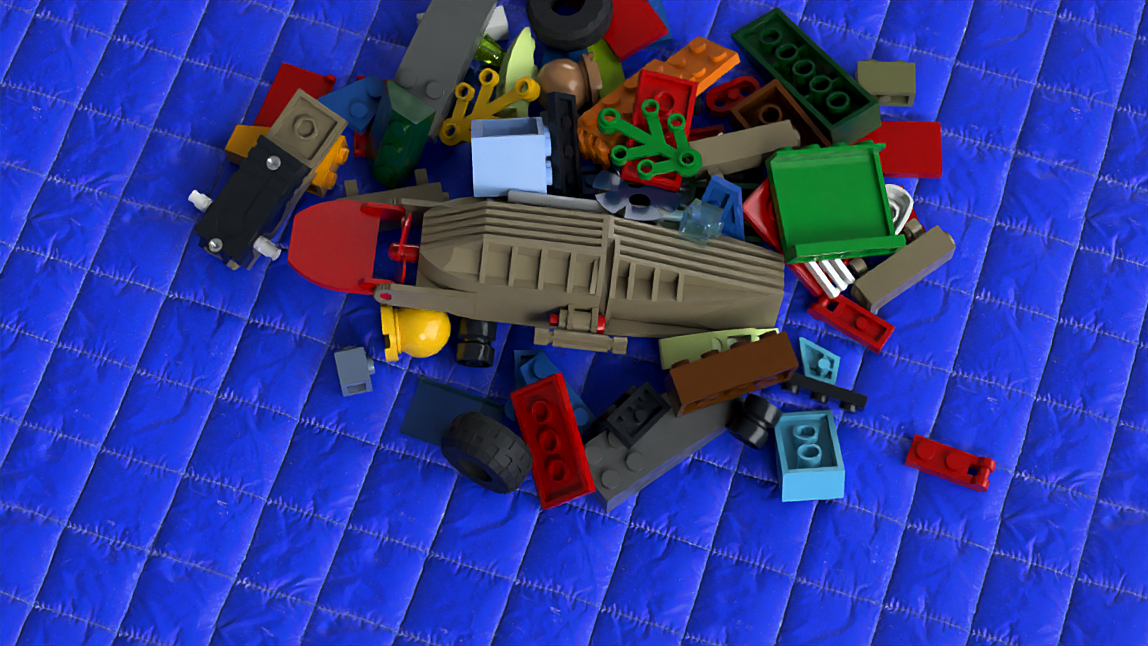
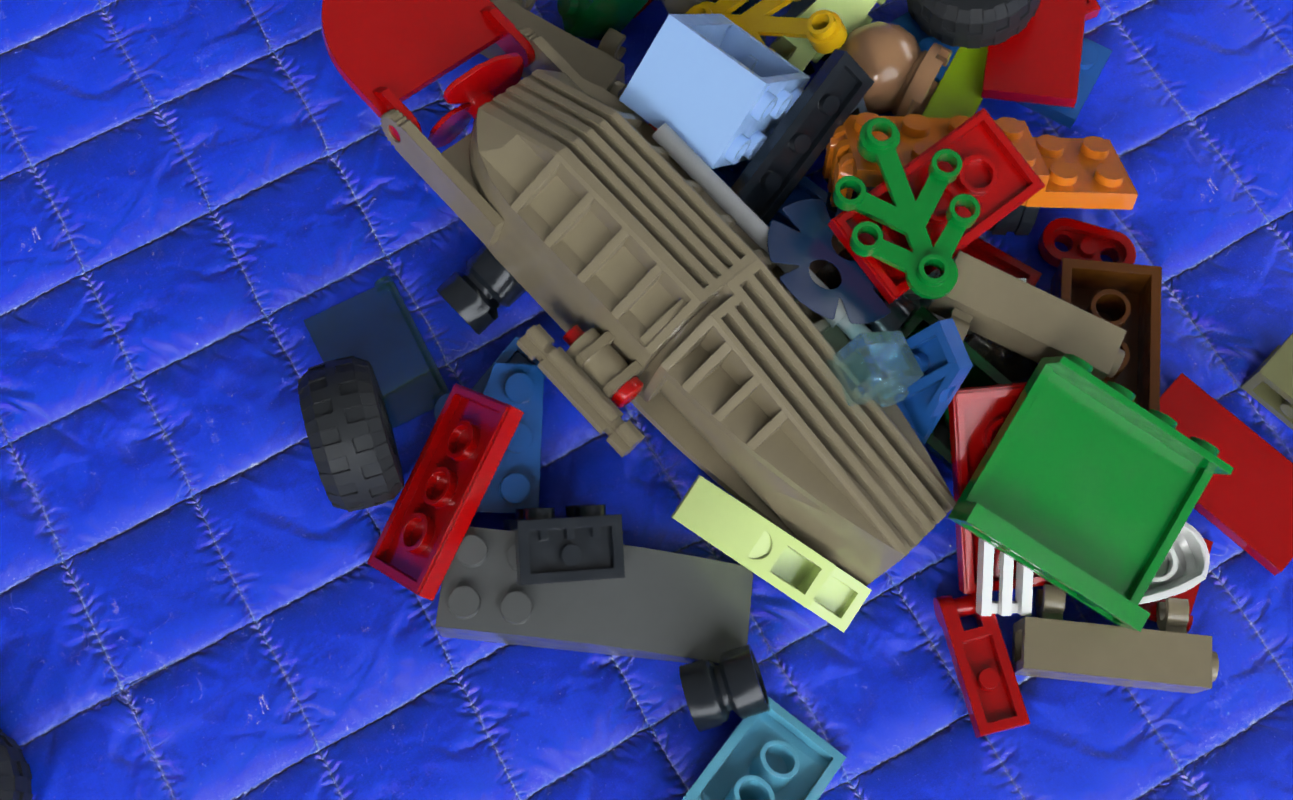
camera: 40 degrees right, 5 degrees up
(354, 370) = (316, 204): sand blue brick -> none
(413, 331) = (411, 213): yellow tile -> none
(730, 373) = (736, 600): reddish brown brick -> none
(810, 76) = (1211, 308): dark green slope -> none
(818, 362) = (884, 682): medium azure piece -> none
(823, 392) = (849, 720): black plate -> none

